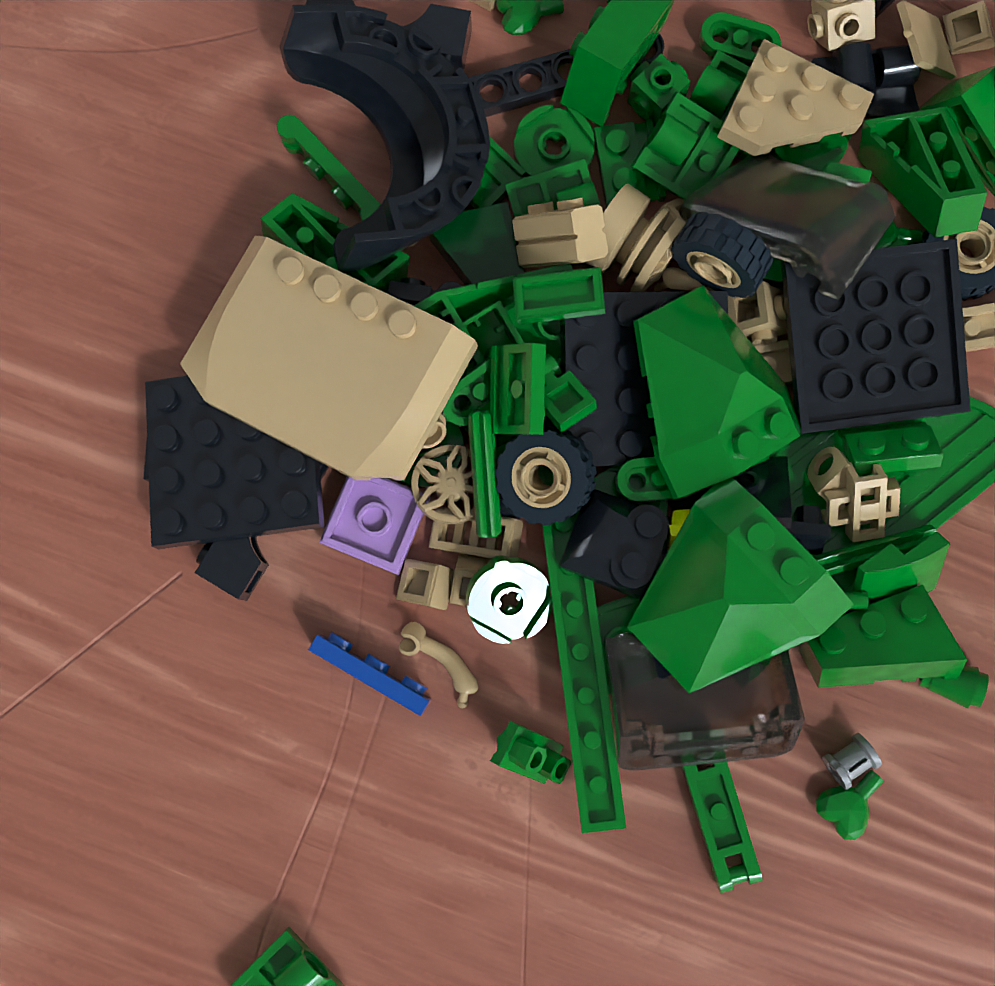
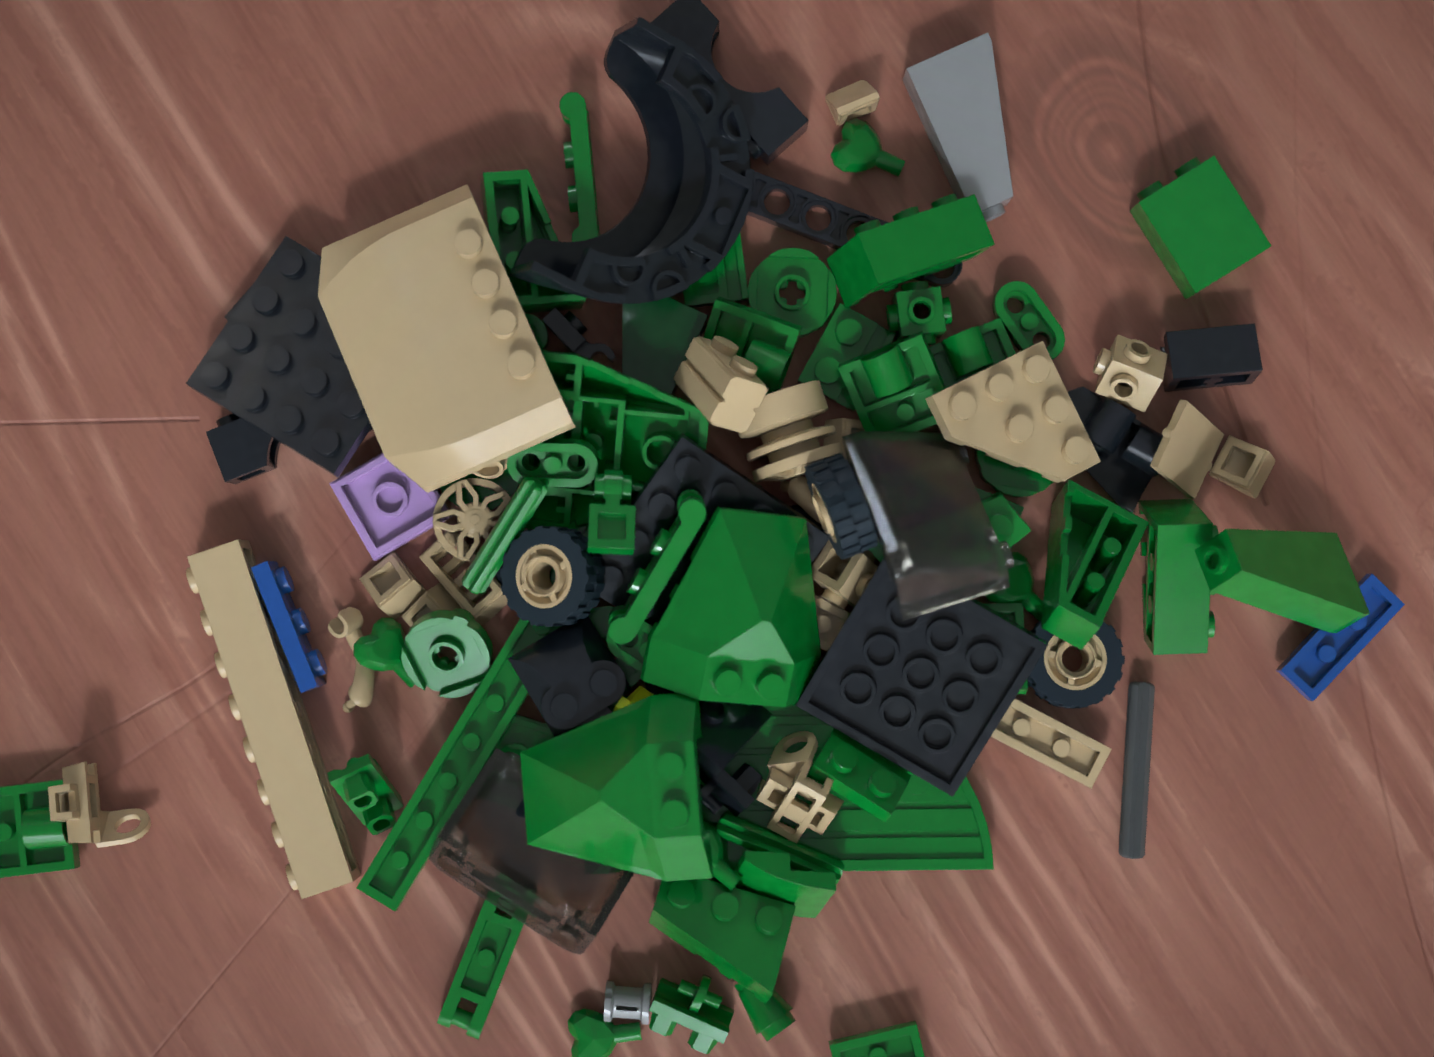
camera: 40 degrees right, 5 degrees up
(313, 941) = (79, 806): none -> tan piece
(414, 755) = (273, 720): none -> tan brick
(457, 636) = (383, 648): none -> green rock
(518, 388) = (577, 490): green plate -> none
(559, 295) = (673, 437): green tile -> none
(622, 385) = (648, 584): none -> green plate
(903, 725) = (692, 1008): none -> green hips

